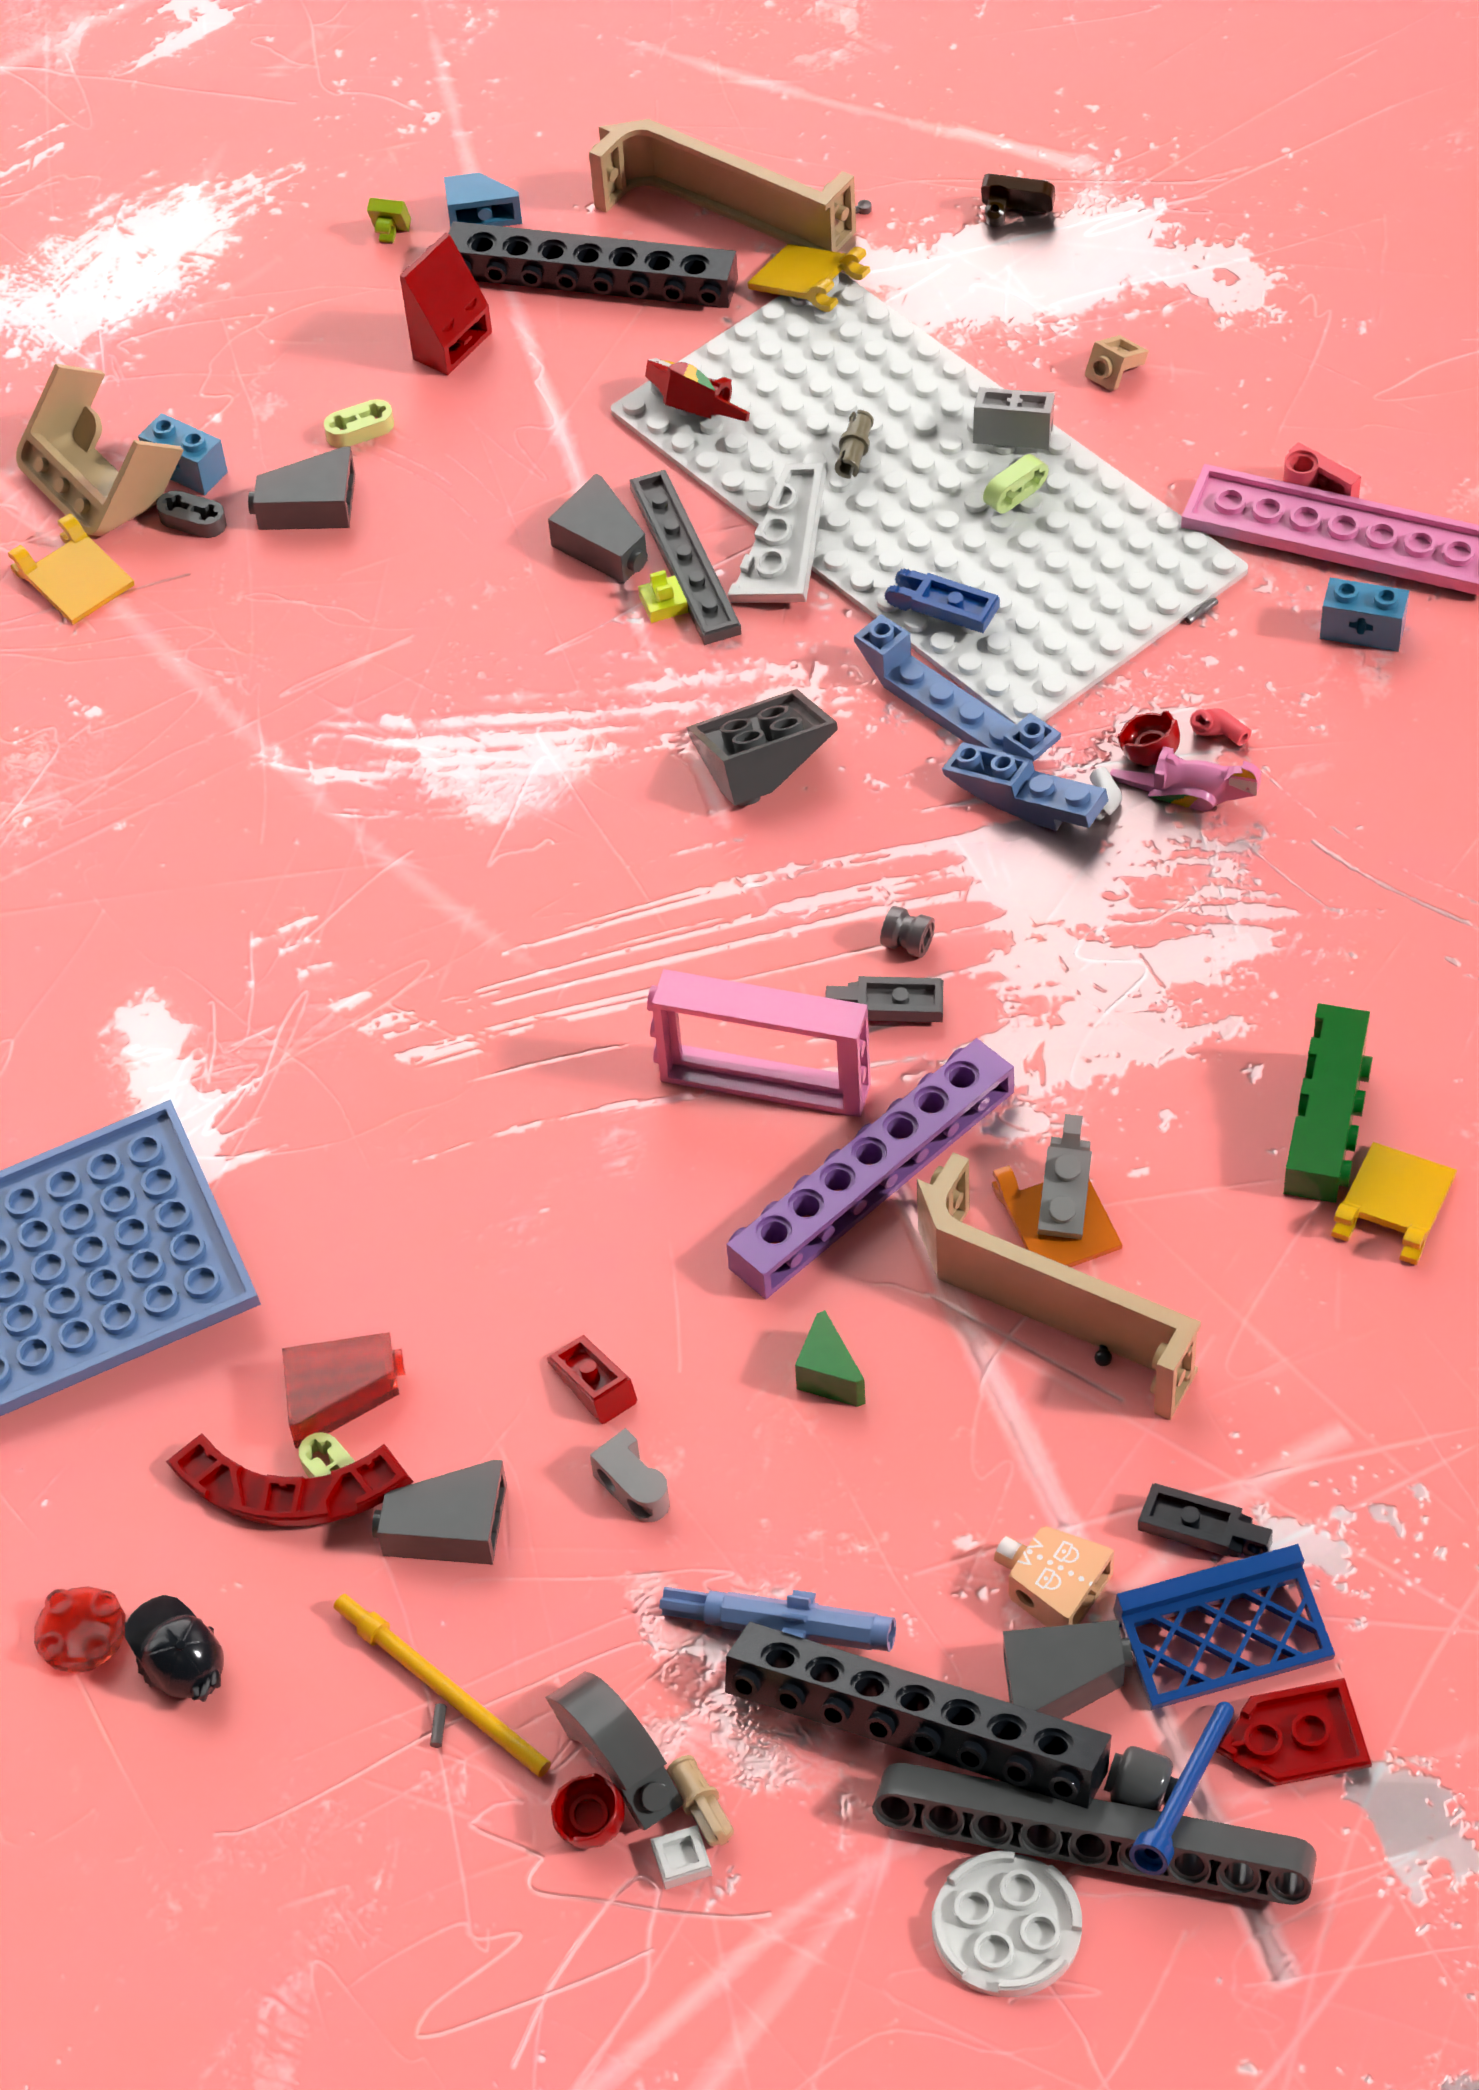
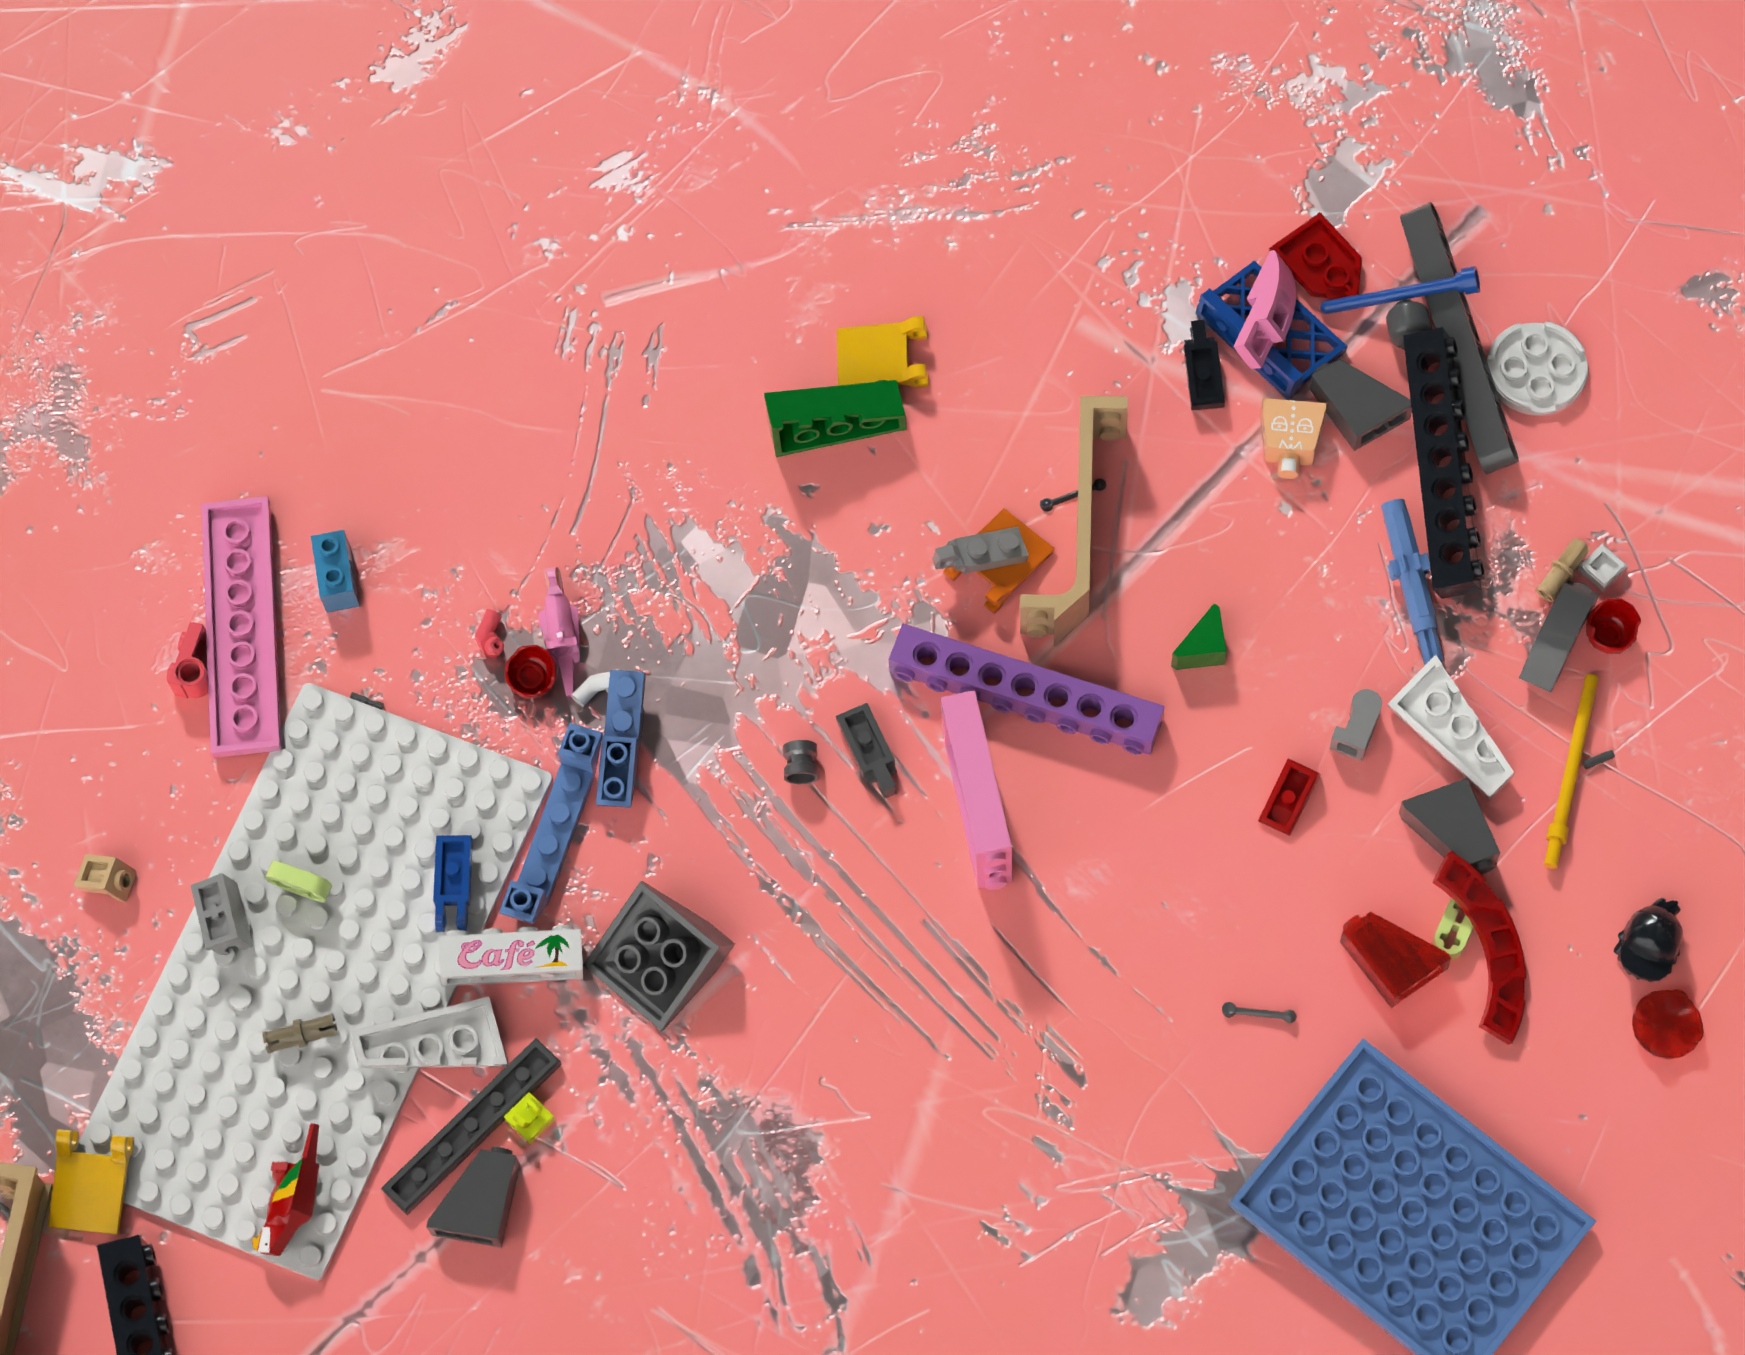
camera: 115 degrees left, 15 degrees up
(387, 1216) = (1229, 1010): none -> dark grey hinge
(576, 1570) = (1447, 723): none -> white wing
(831, 619) = (510, 956): none -> white brick
(1233, 1608) = (1271, 312): none -> bright pink slope

